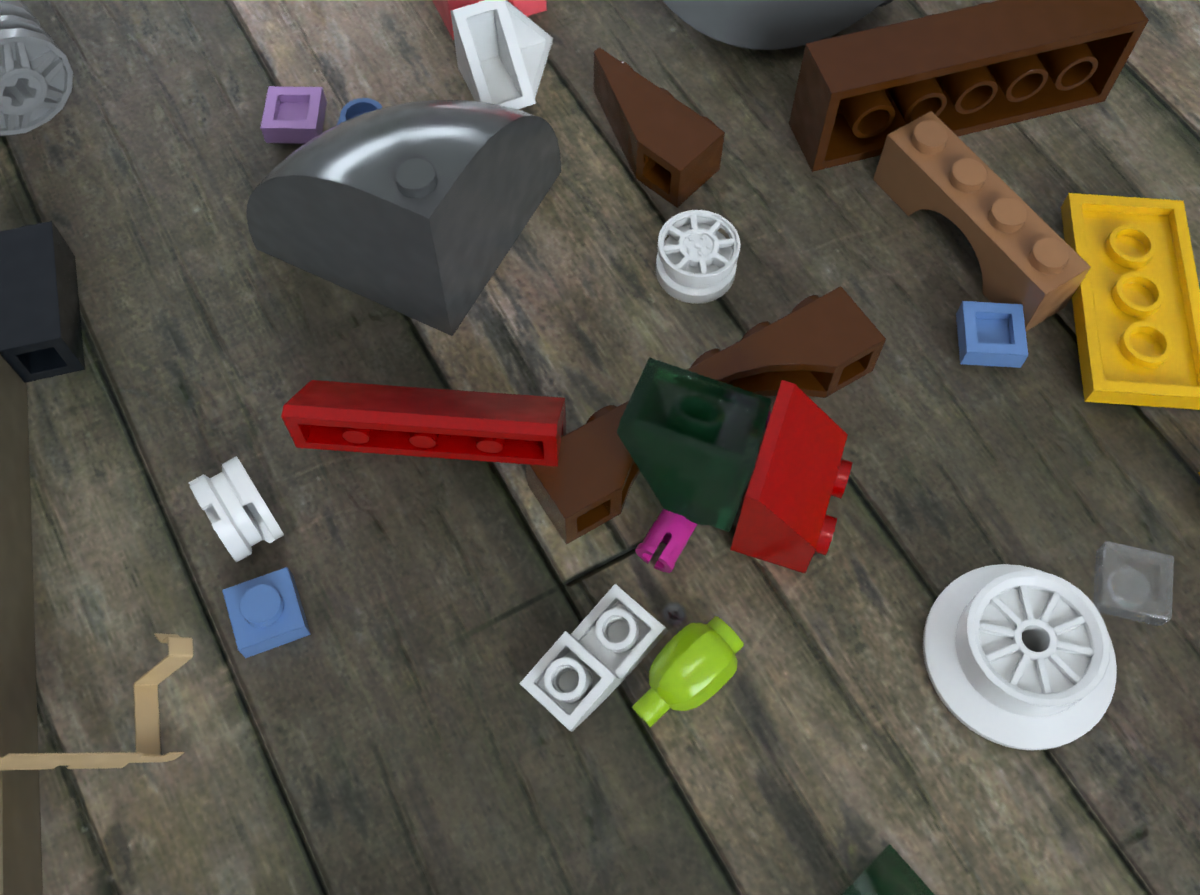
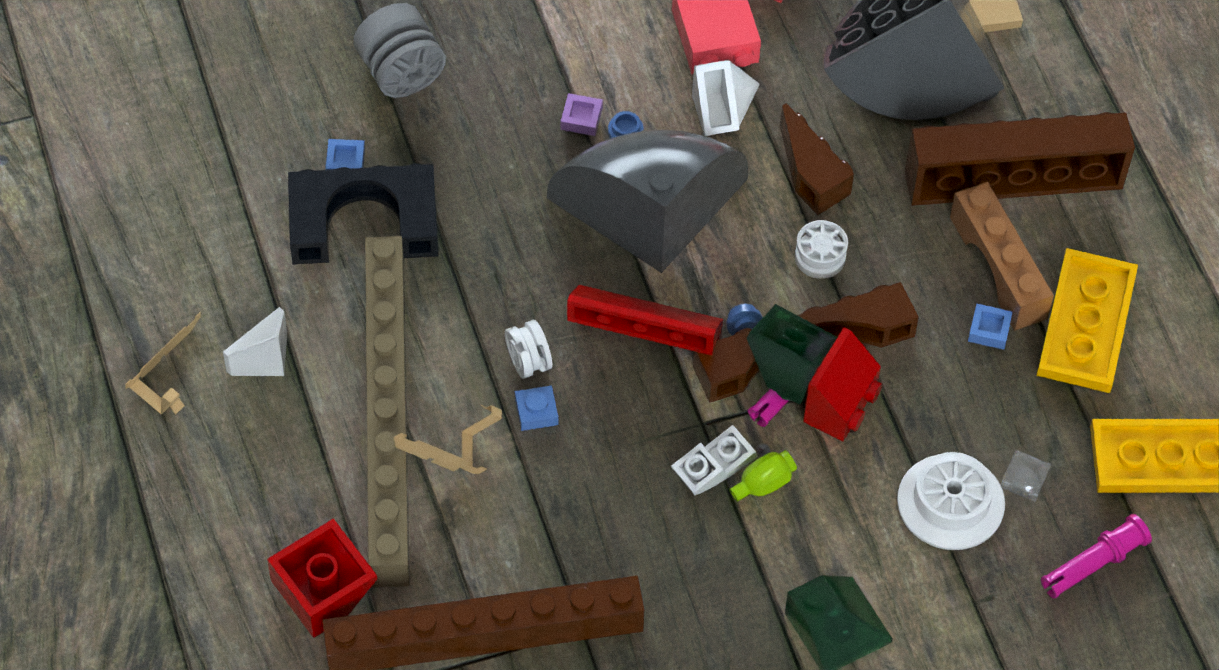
camera: 10 degrees right, 5 degrees down
(597, 388) = (742, 317): none -> medium blue plate

